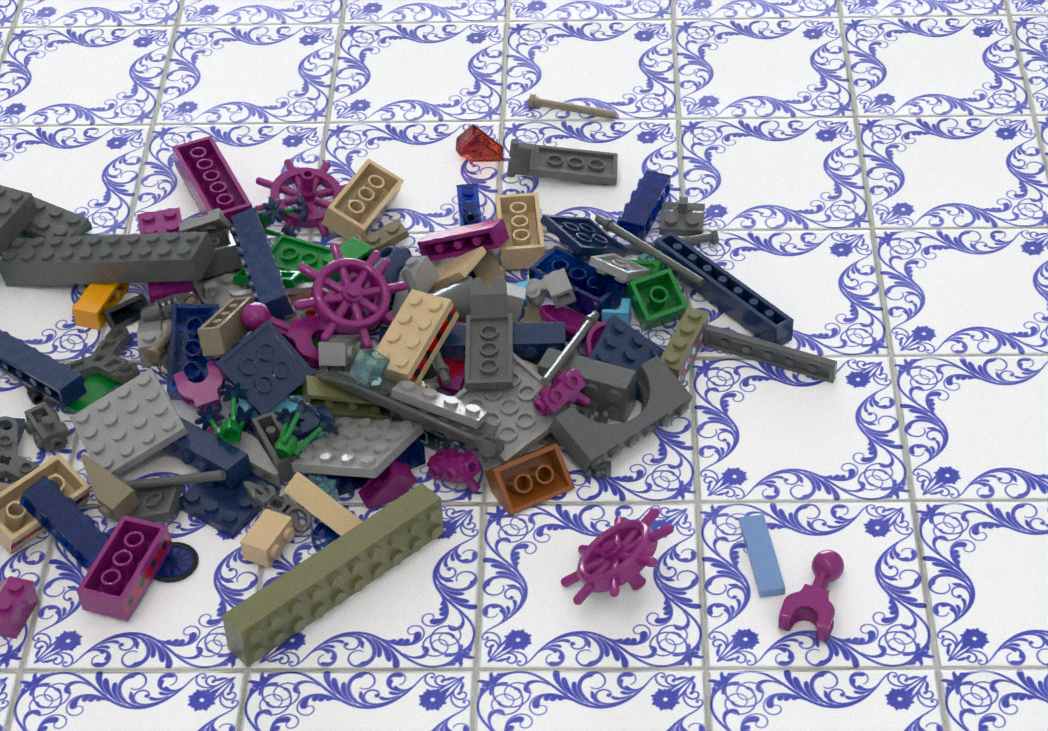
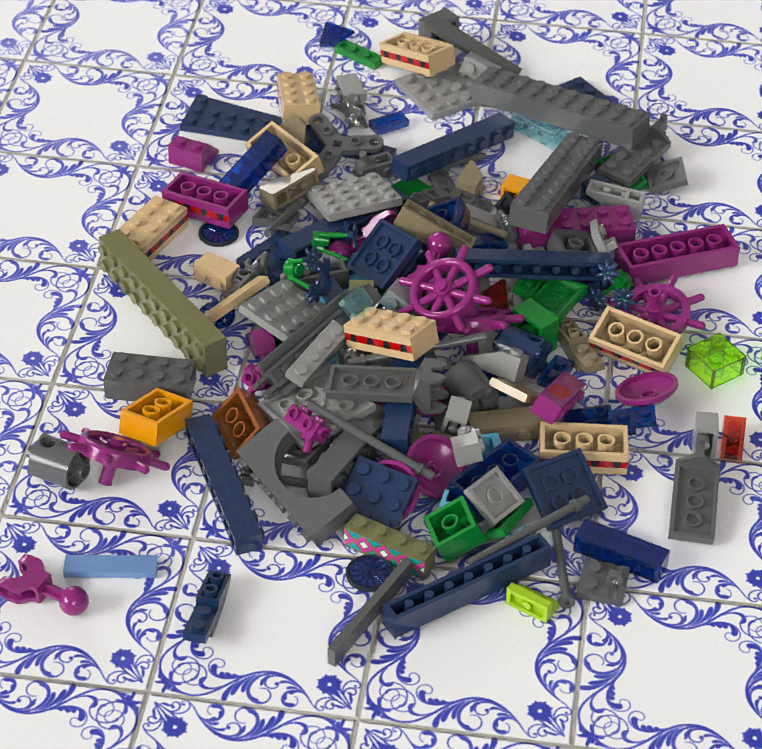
camera: 95 degrees right, 0 degrees up
(70, 195) = (667, 176): none -> dark grey hinge
(72, 345) = (471, 180): none -> dark tan slope
(122, 219) = (616, 195): none -> light grey slope
(180, 617) = (156, 225): none -> tan brick
(377, 149) = (715, 360): none -> clear neon green brick
(425, 186) = (646, 389): none -> magenta dish
(469, 568) = (135, 375): none -> dark grey brick
(493, 155) = (707, 424): none -> light grey brick
(546, 538) = (155, 417): none -> light orange brick
(620, 482) = (223, 484): none -> dark blue brick
(634, 613) = (55, 463): none -> dark grey cylinder
(714, 364) = (368, 572): none -> clear blue wheel
(725, 254) = (531, 602): none -> lime panel
(796, 467) = (208, 607): none -> dark blue slope

